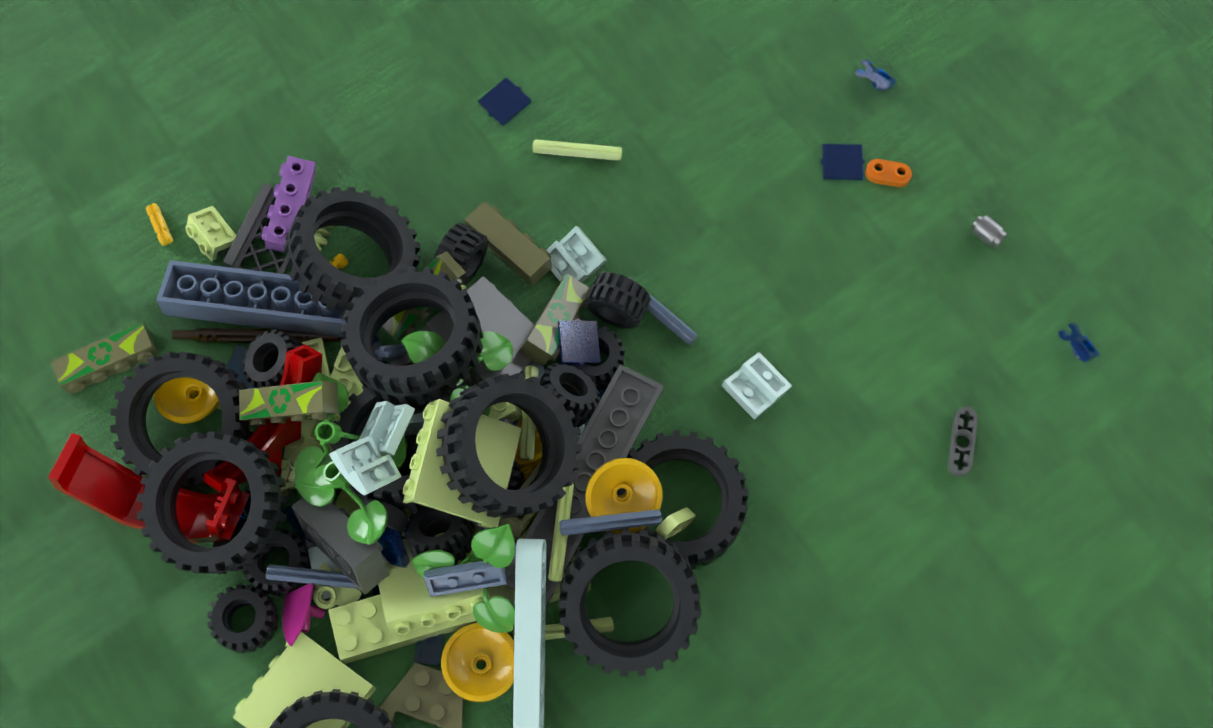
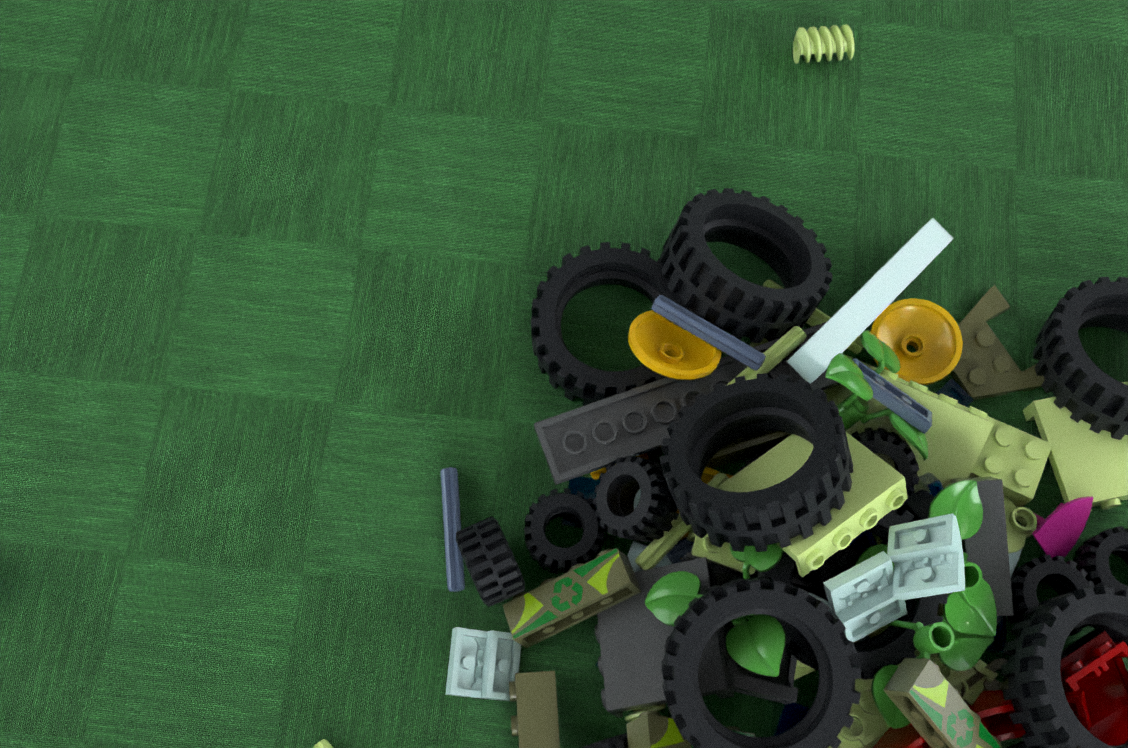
camera: 140 degrees left, 0 degrees up
(305, 575) = (1042, 551): sand blue axle -> none
(390, 352) = (776, 701): sand blue axle -> none
(578, 342) = (573, 545): clear blue piece -> none
(676, 523) = (634, 303): yellowish green beam -> none
(756, 385) = (434, 375): light aqua slope -> none
(842, 161) = (110, 522): clear blue piece -> none
(888, 173) = (82, 465): orange plate -> none
(970, 434) = (289, 178): dark grey beam -> none
(988, 231) = (67, 321): flat silver brick -> none
(1082, 347) = (119, 155): clear blue plate -> none

